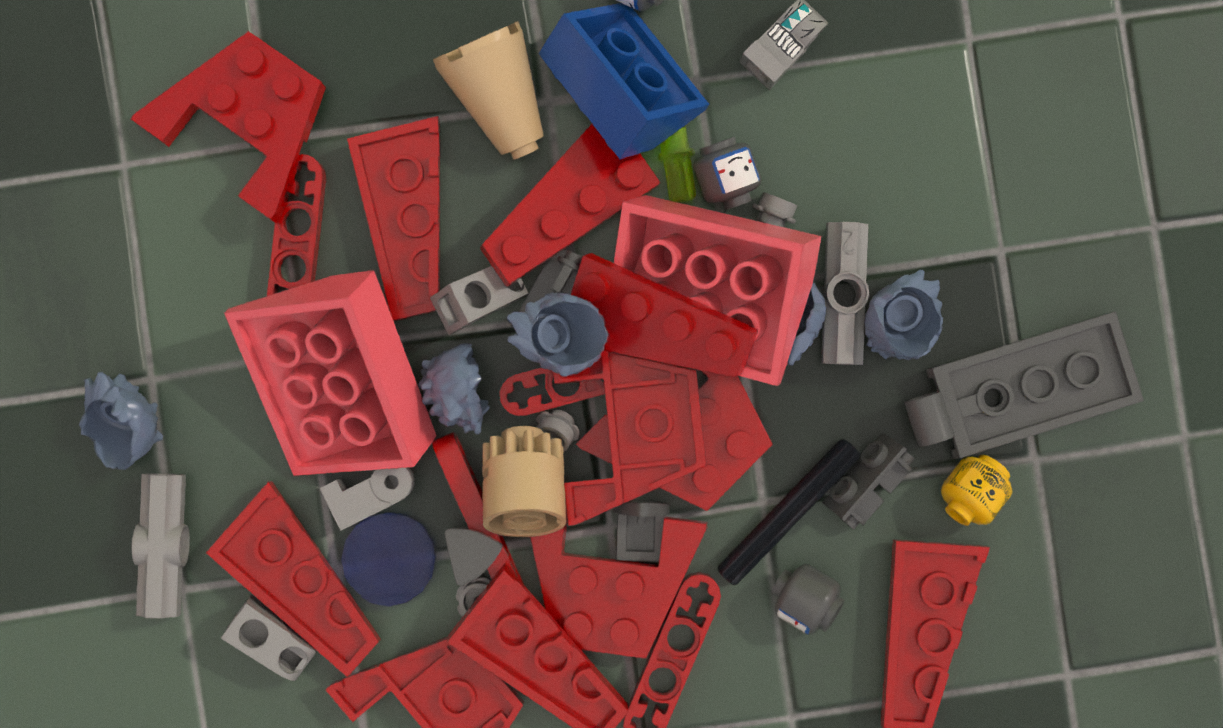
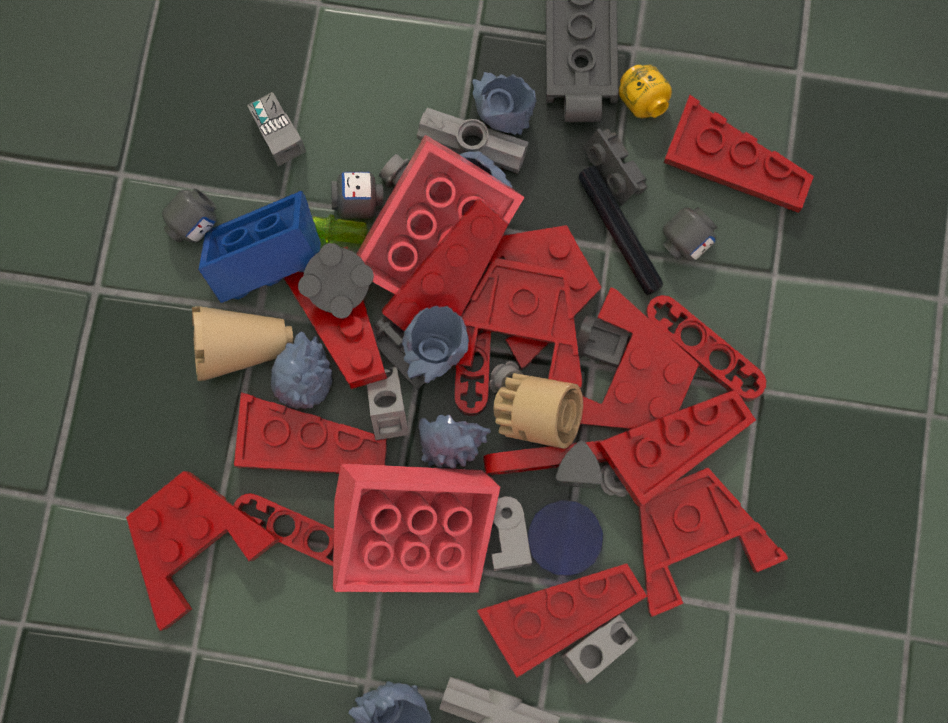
camera: 70 degrees left, 10 degrees down
(482, 182) = (301, 373): none -> sand blue hair
(603, 187) = (336, 280): none -> dark grey piece

